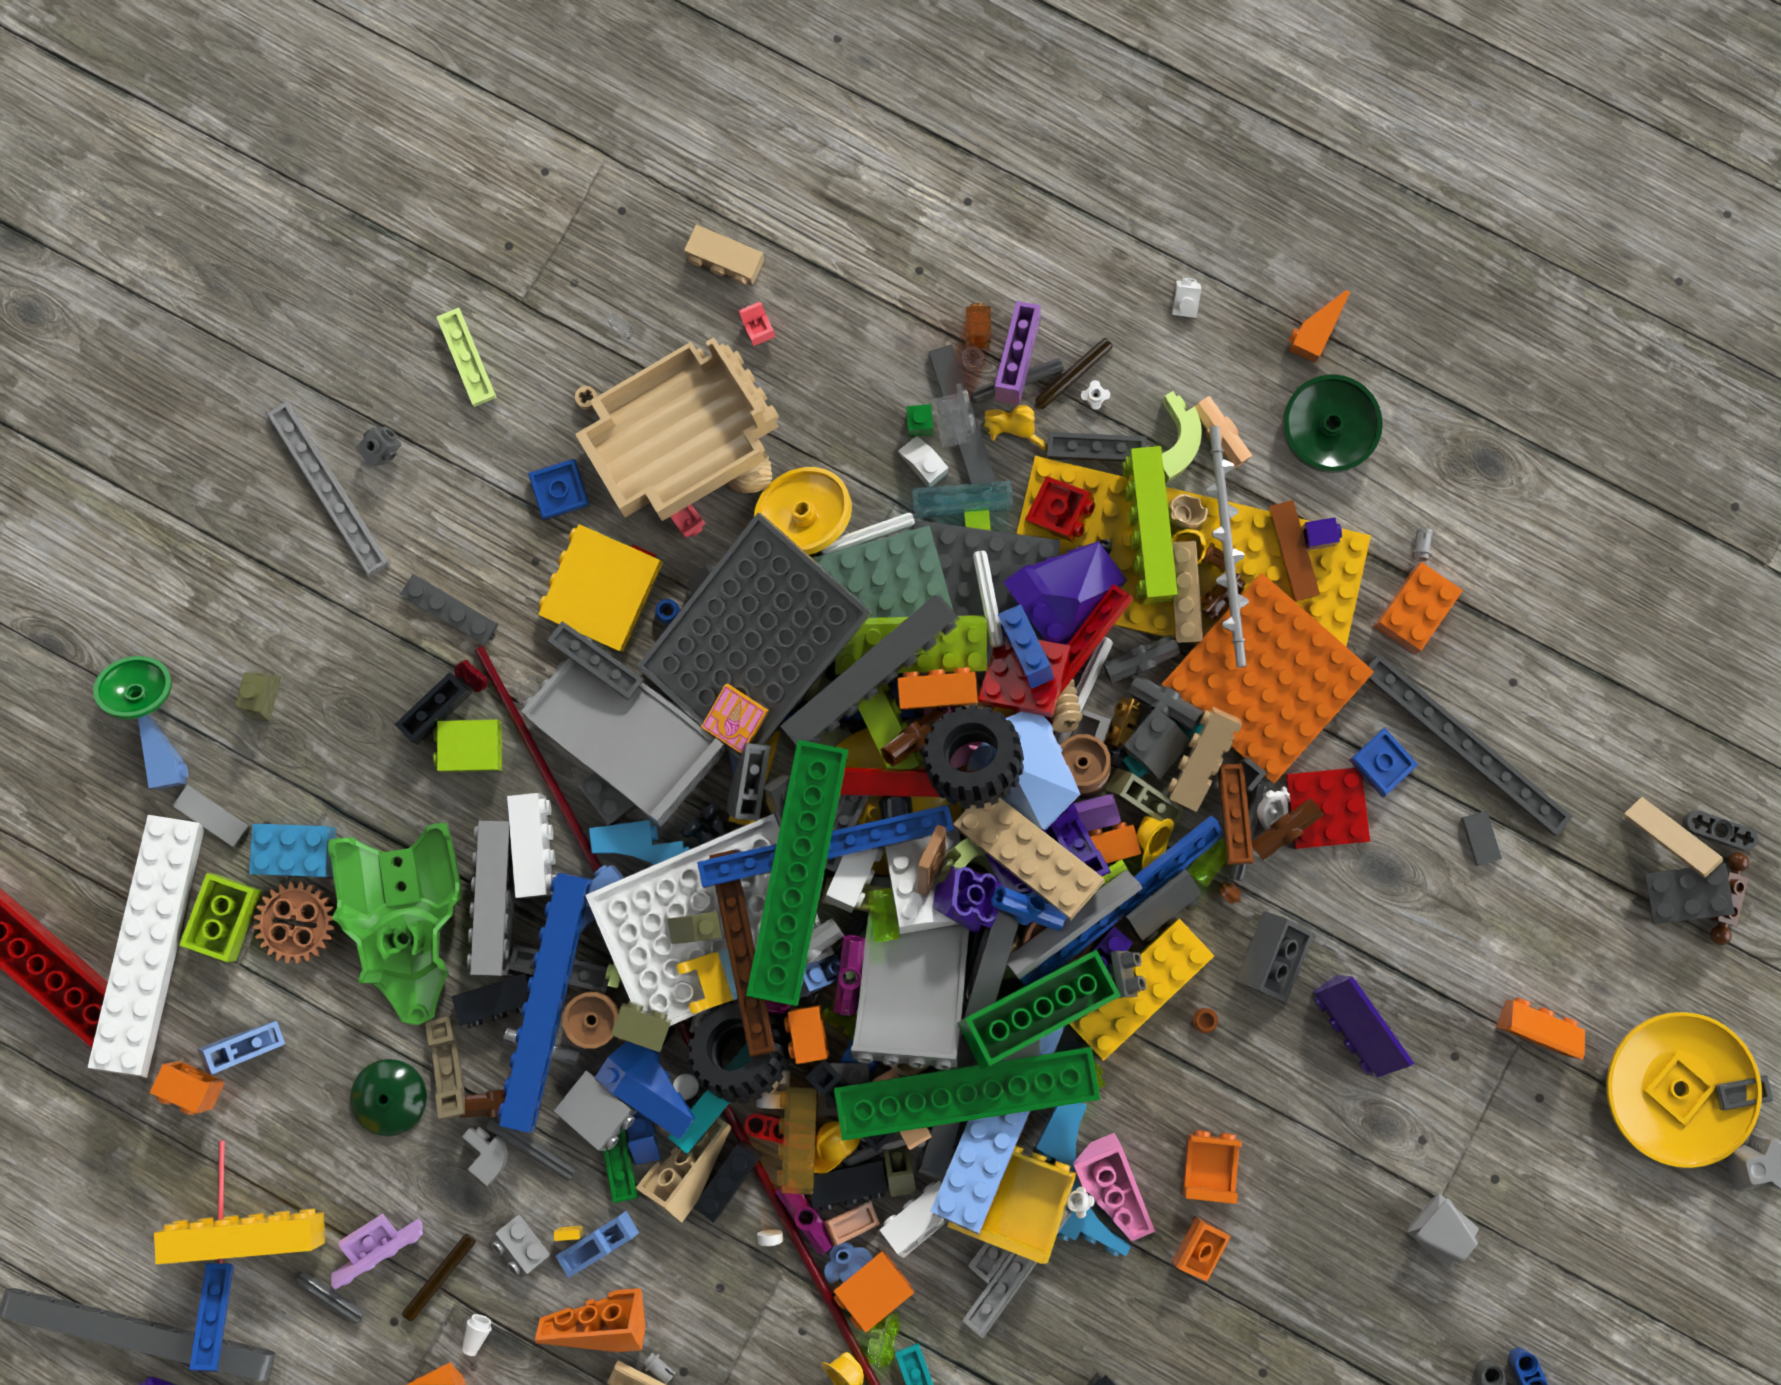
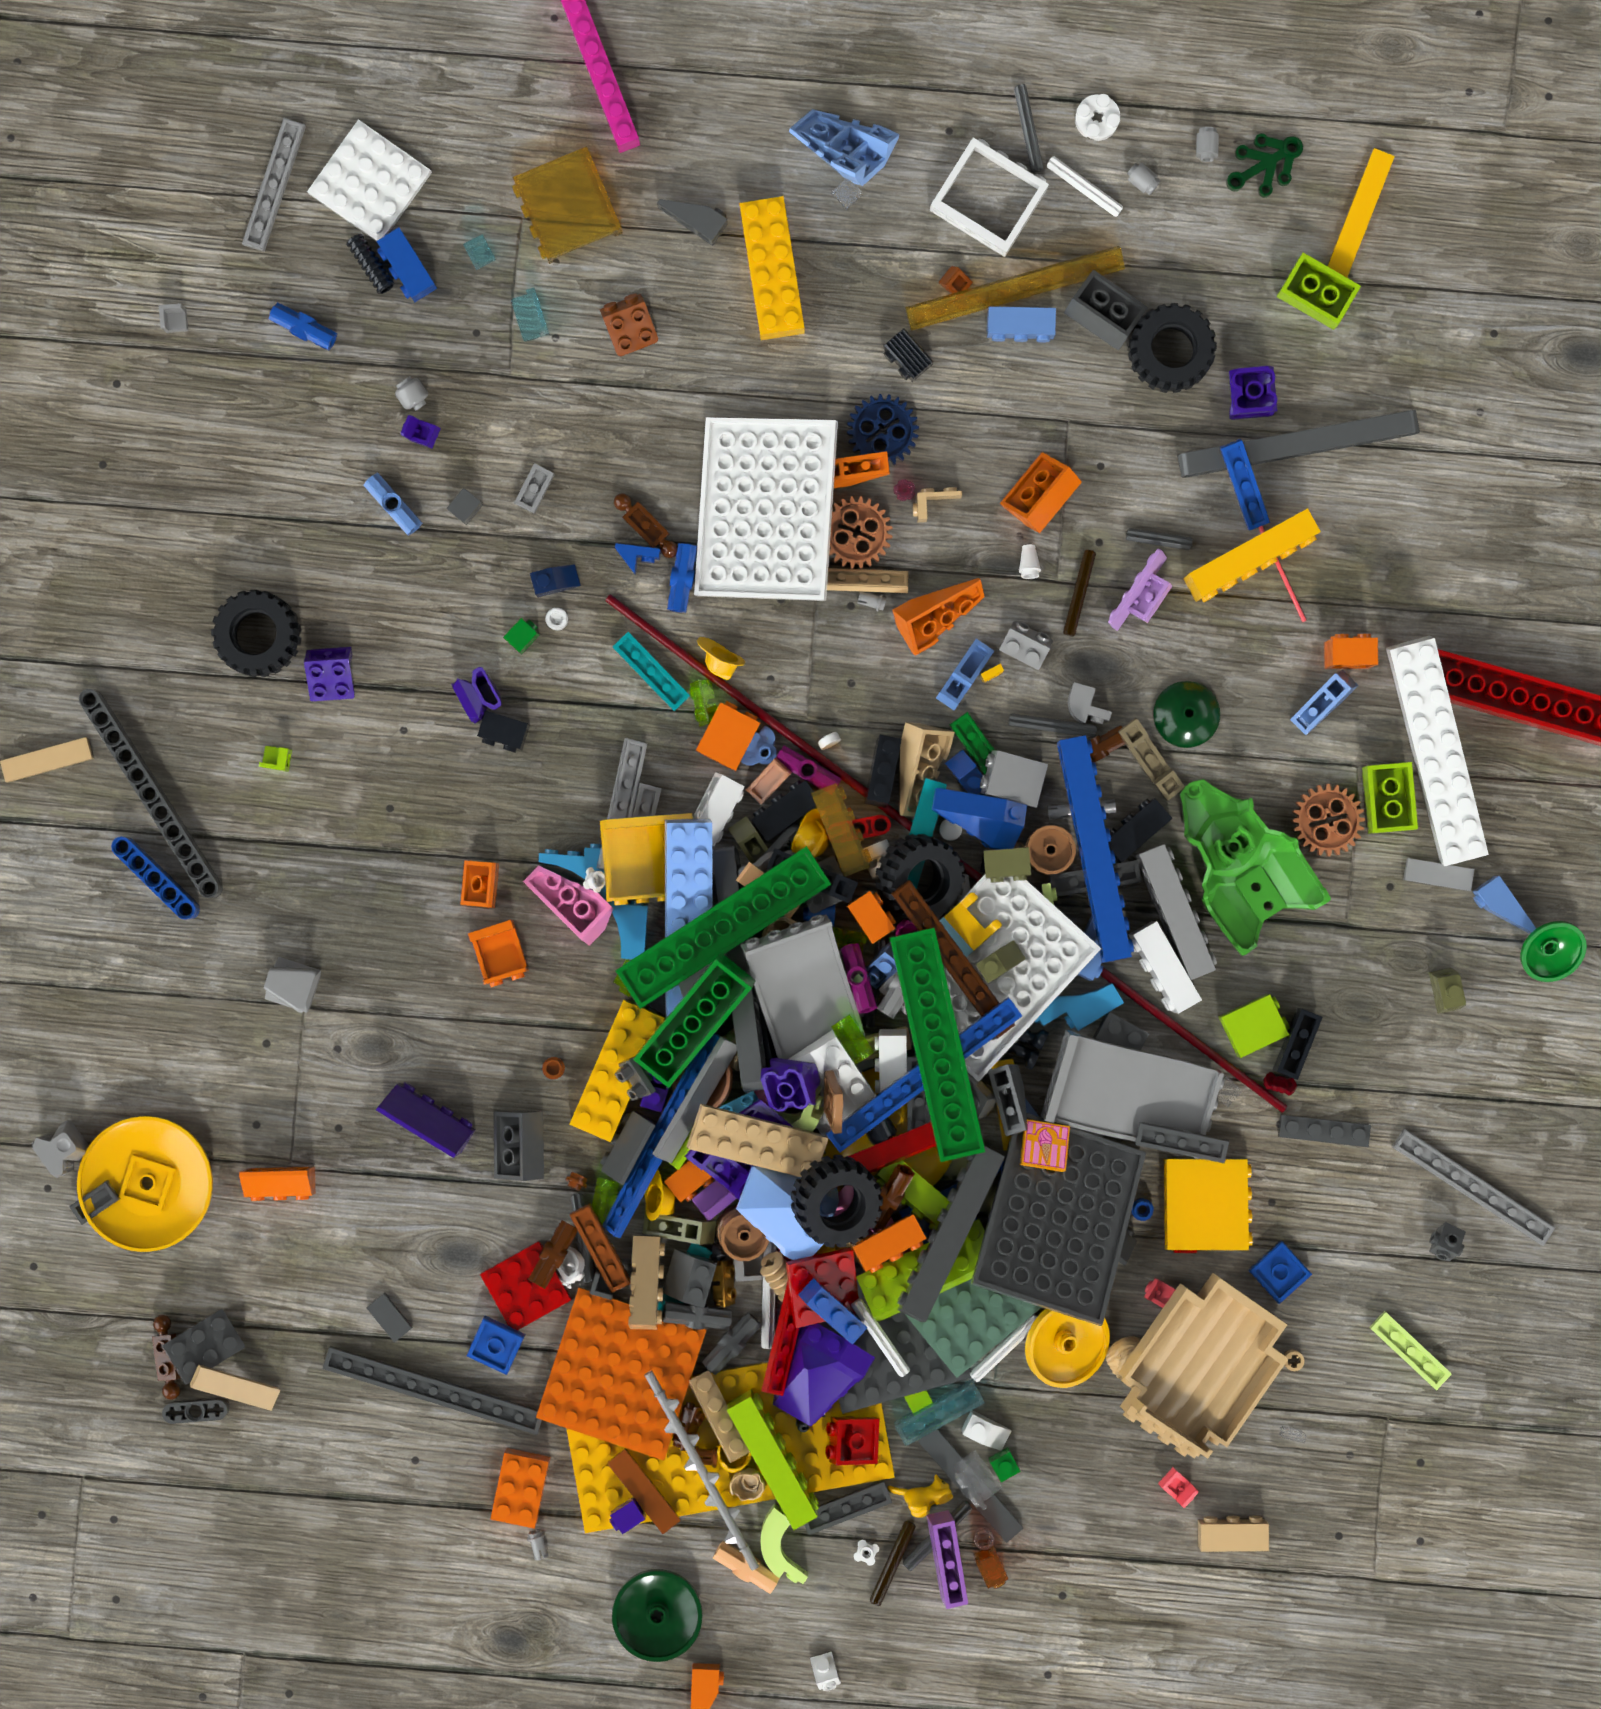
camera: 155 degrees right, 5 degrees up
(291, 850) = (1358, 876): dark azure brick -> none
(1028, 908) = (738, 1097): blue piece -> none

